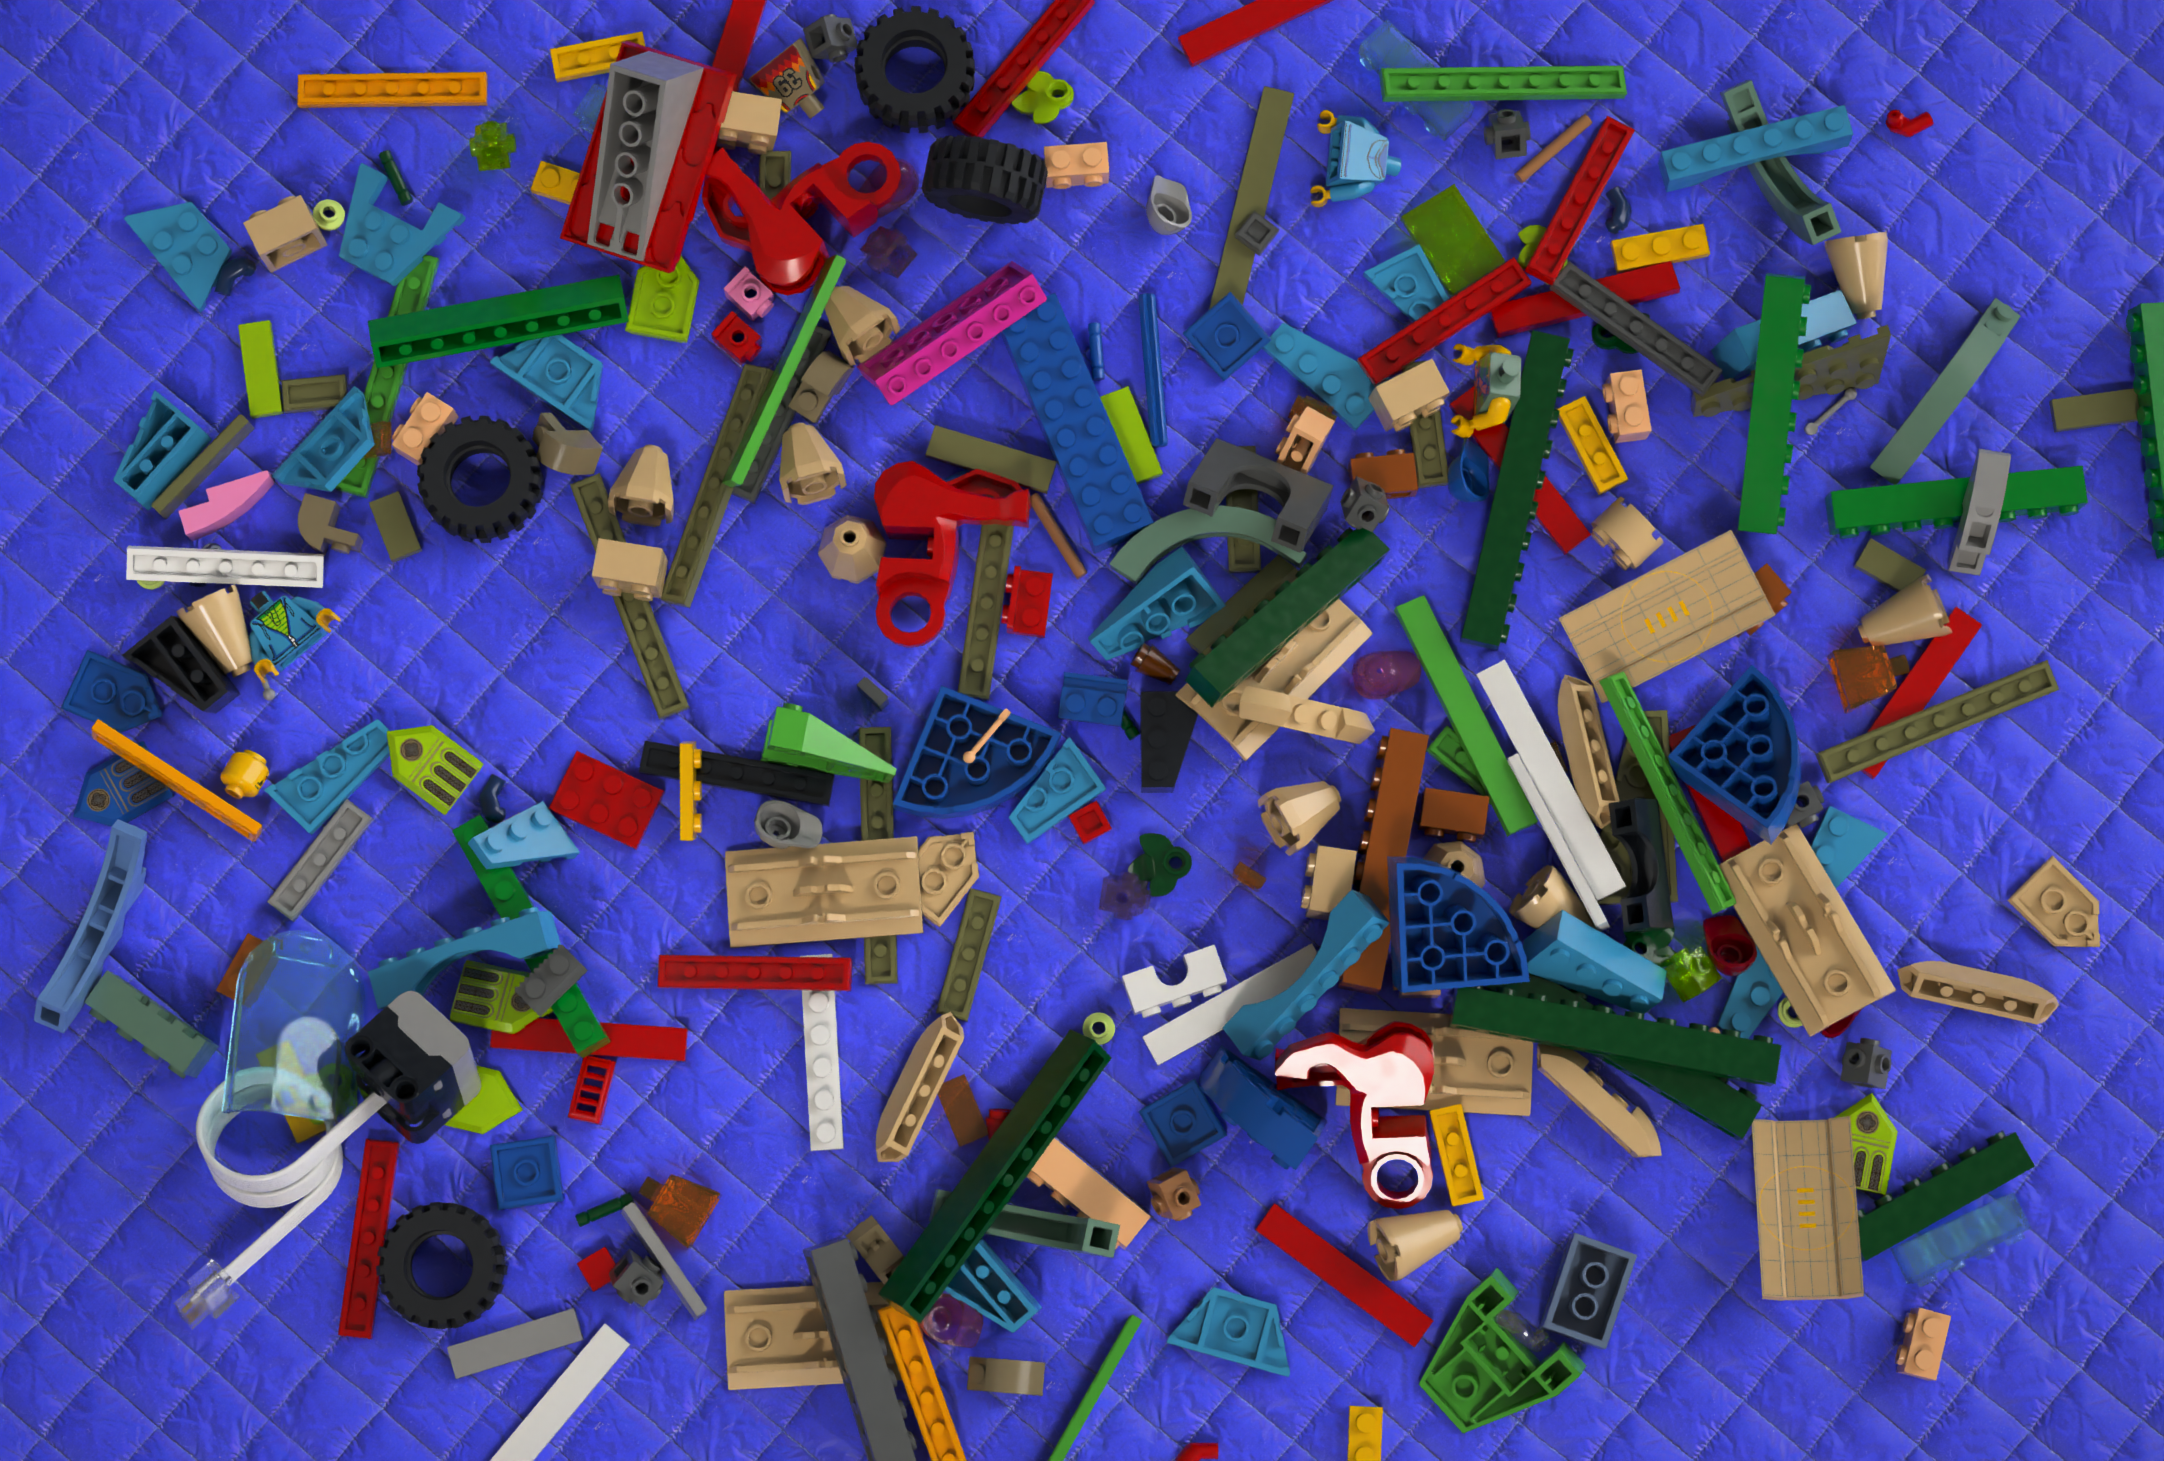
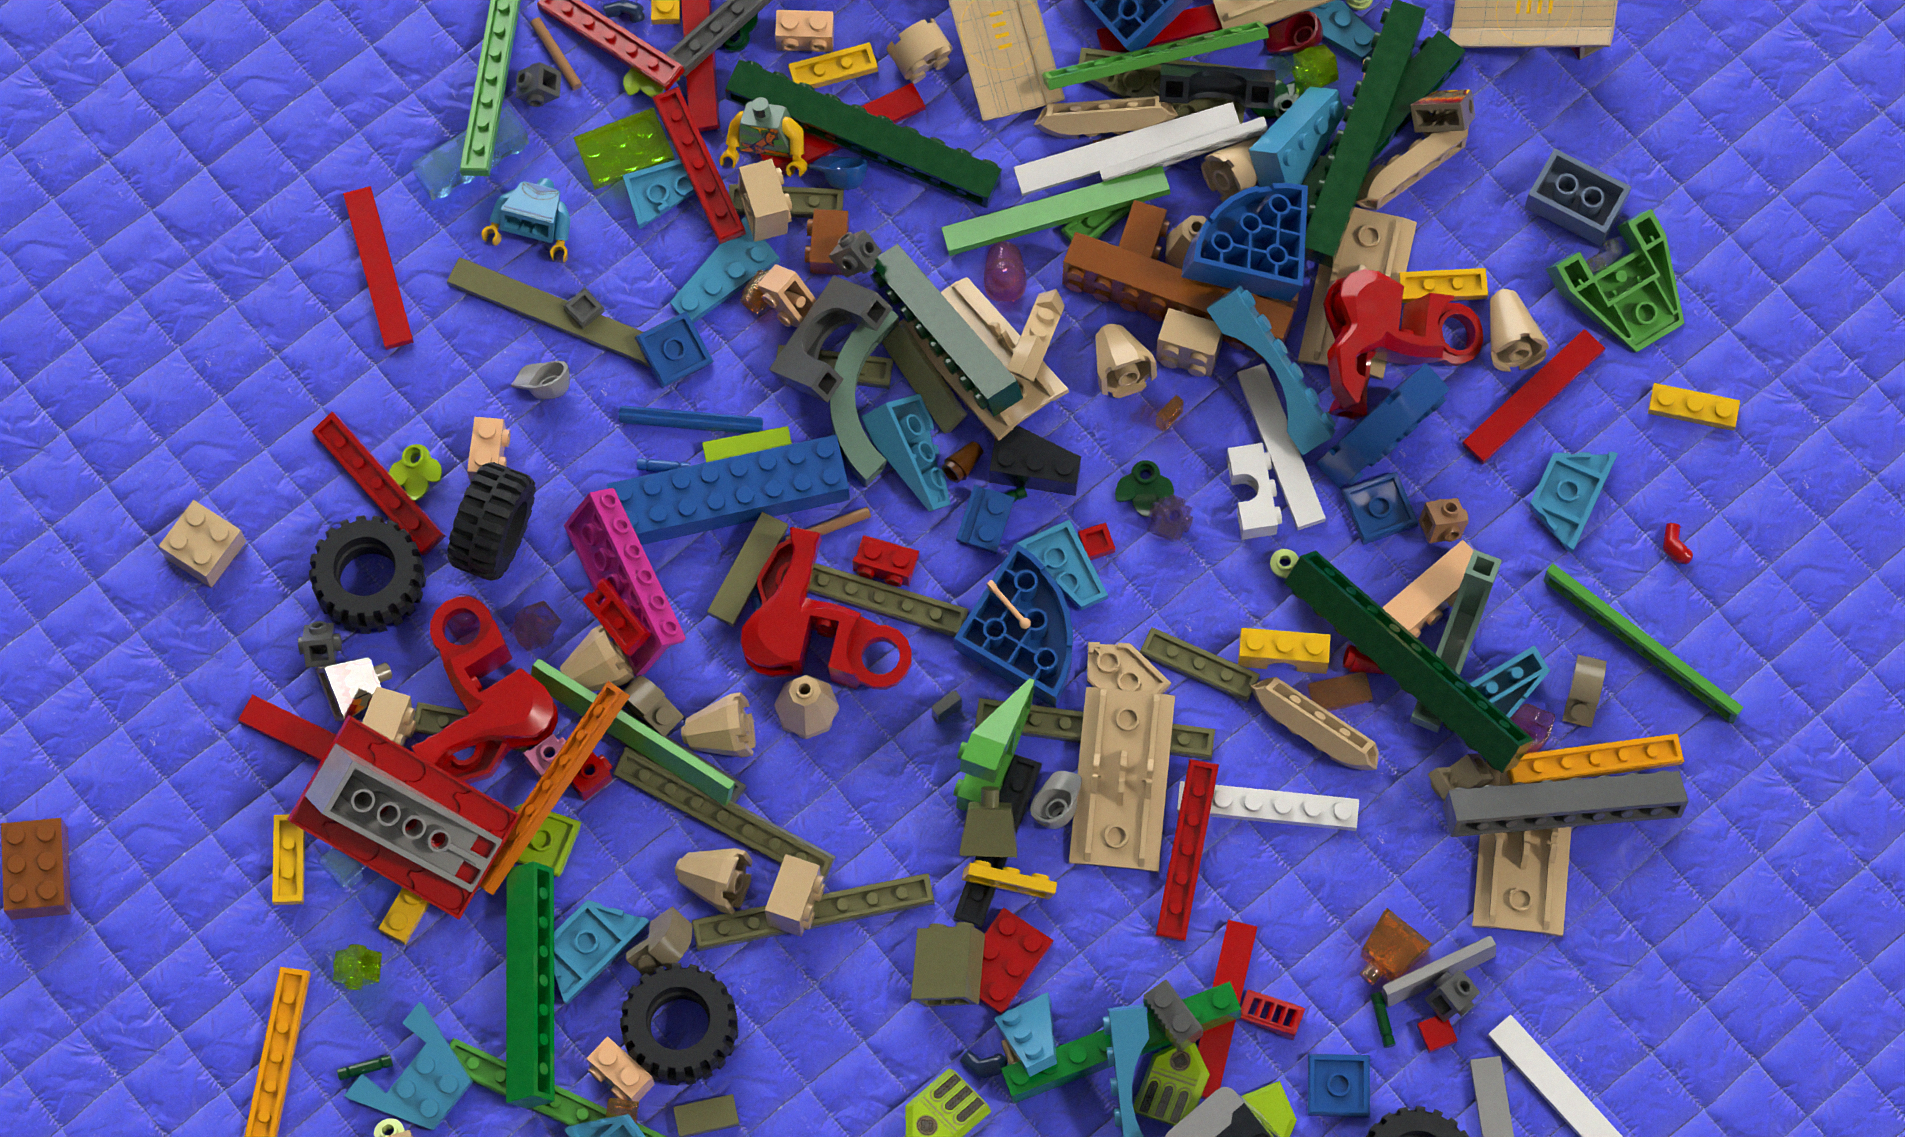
camera: 75 degrees left, 10 degrees down
(586, 742) = (948, 965): none -> olive brick
(715, 303) = (556, 781): none -> orange tile
(736, 759) = (989, 827): none -> olive torso
(904, 329) = (616, 617): none -> red plate
(995, 1041) = (1264, 647): none -> yellow arch
(1662, 1125) = (1450, 108): none -> dark tan torso

